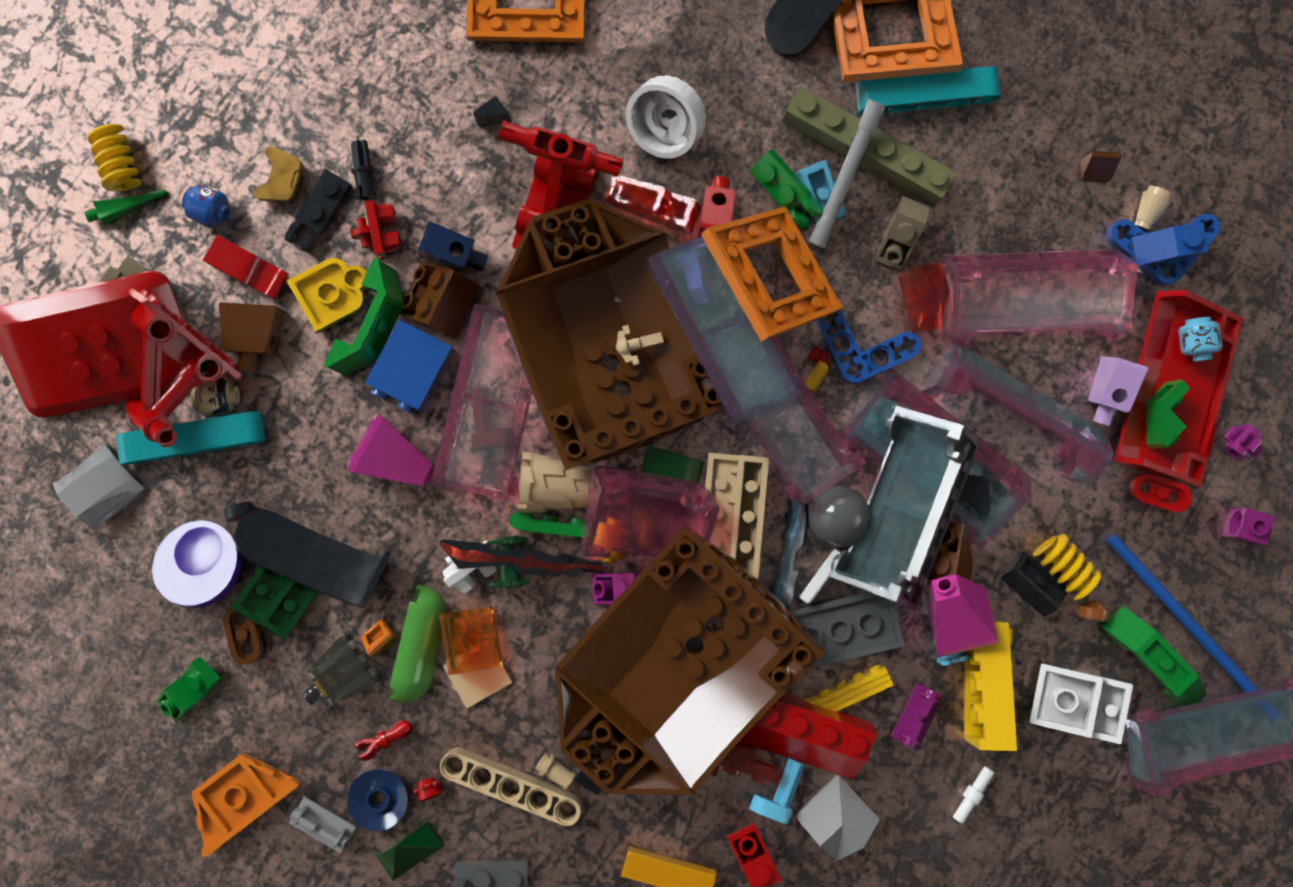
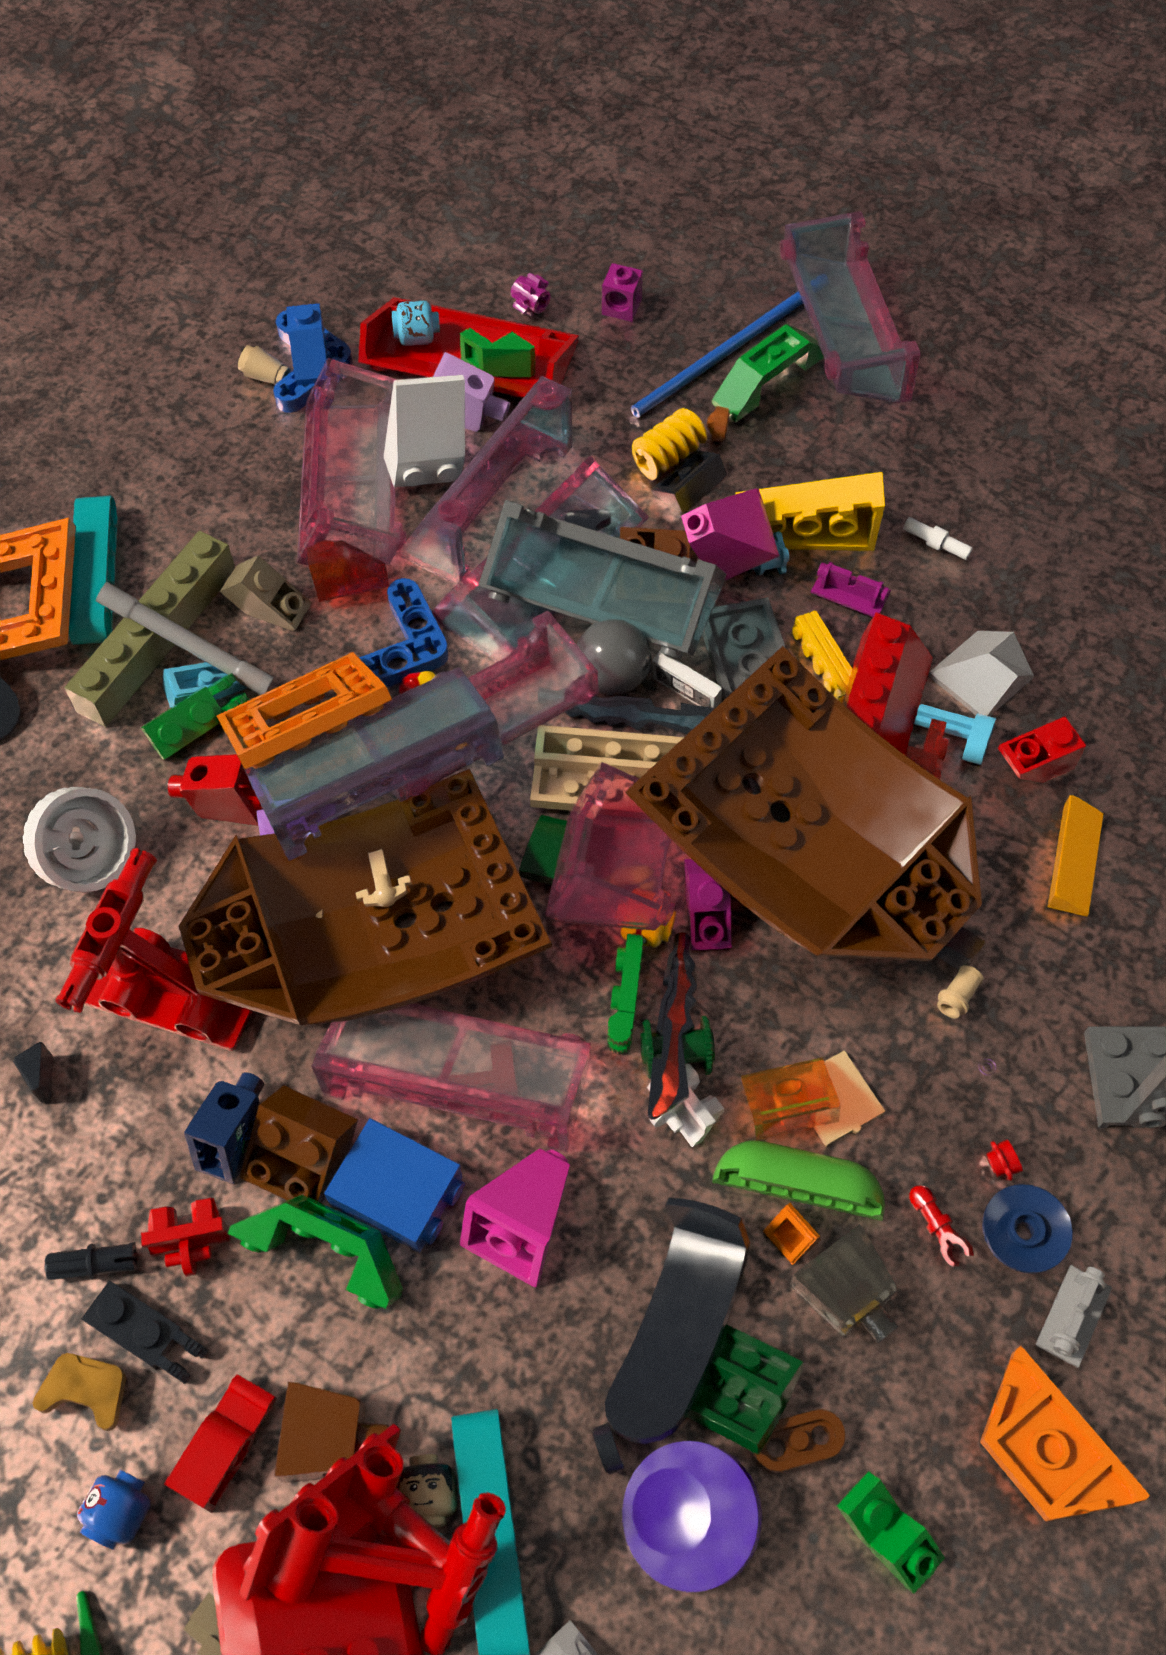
camera: 85 degrees left, 25 degrees down
(329, 292) = (273, 1311): yellow plate -> none
(409, 850) = (1093, 1190): dark green slope -> none
(495, 787) = (980, 1062): tan beam -> none
(549, 487) = (570, 984): tan cone -> none
(653, 203) = (190, 866): clear red slope -> none
(1059, 355) = (426, 431): none -> white slope
(1081, 703) = (823, 434): white slope -> none
(1099, 166) = (208, 411): reddish brown slope -> none
(1159, 491) = (585, 365): red plate -> none

